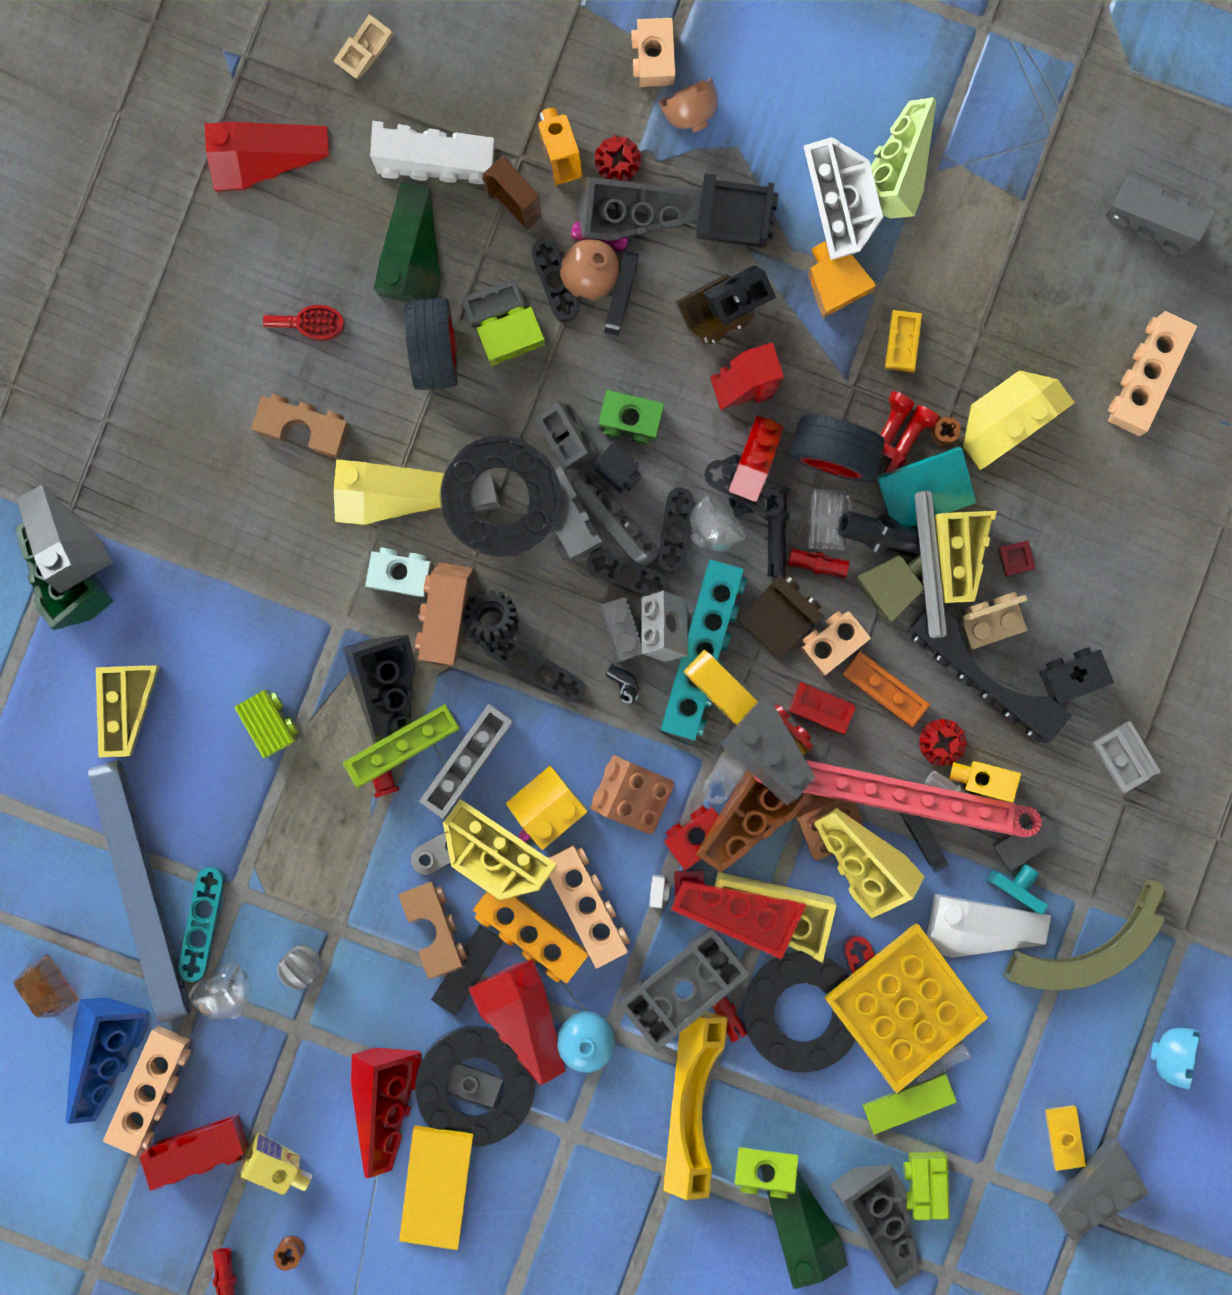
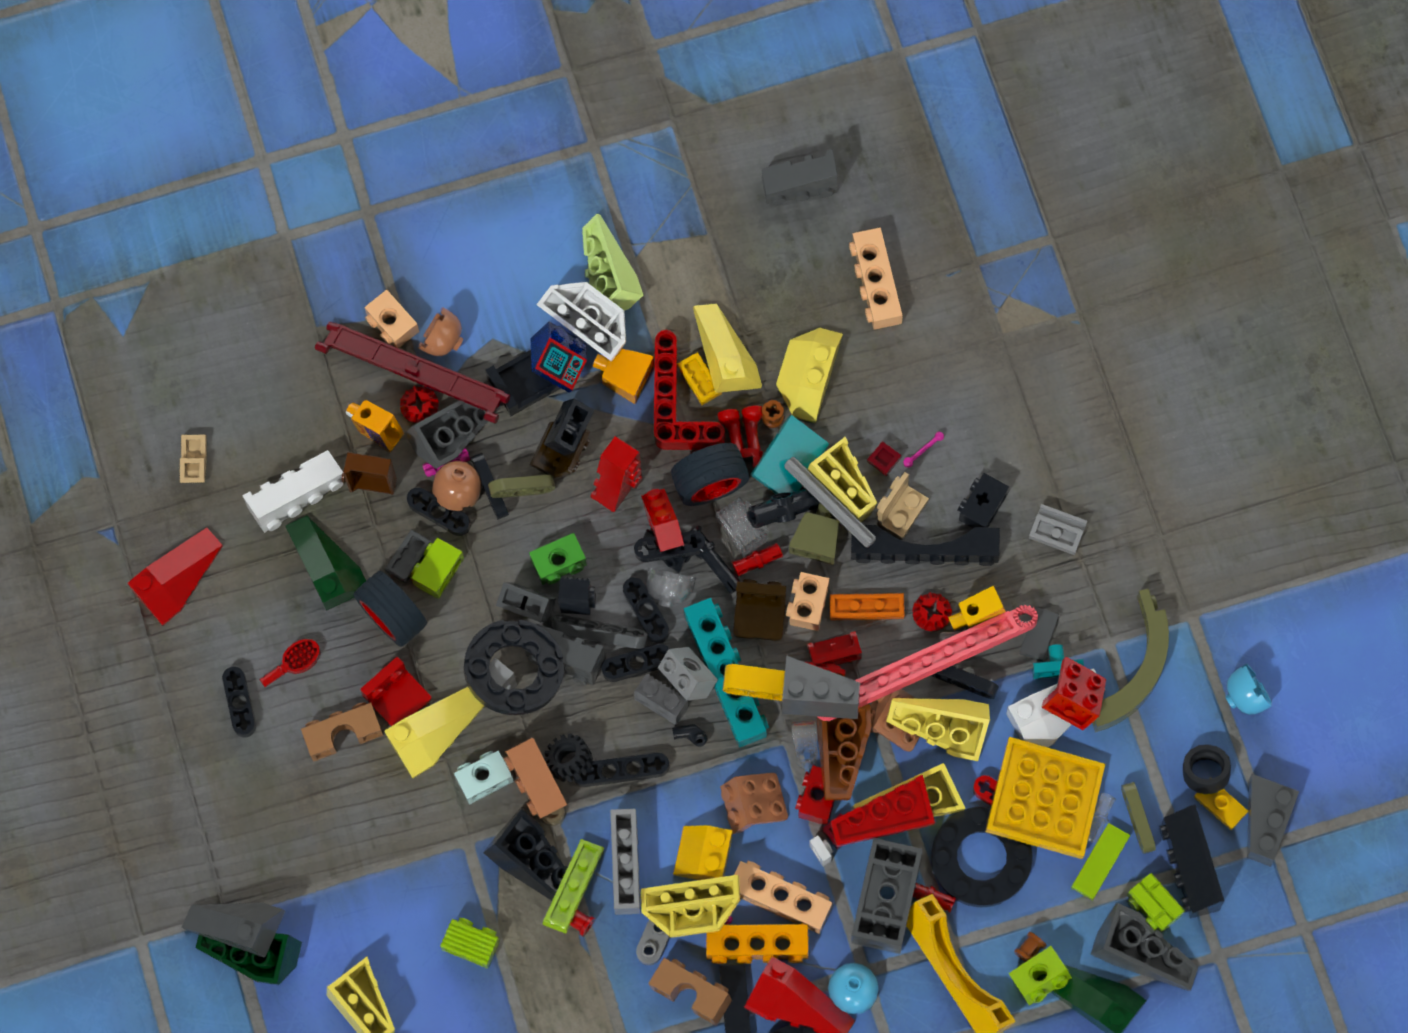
camera: 30 degrees left, 15 degrees down
(244, 305) = (249, 717): none -> black beam
(378, 429) = (395, 693): none -> red bracket
(638, 120) = (414, 369): none -> dark red piece
(650, 318) = (521, 486): none -> olive beam
(778, 1134) = (1030, 947): none -> dark orange bush
(783, 214) = (558, 356): none -> slope
(856, 342) = (669, 401): none -> red beam
(946, 340) = (726, 355): none -> light yellow wedge
(977, 1092) = (1138, 817): none -> olive beam
(994, 1178) = (1192, 862): none -> black slope
(1017, 940) = (1077, 695): none -> red bracket
(1037, 578) = (908, 461): none -> dark pink hinge
(1100, 1095) = (1206, 752): none -> black tyre

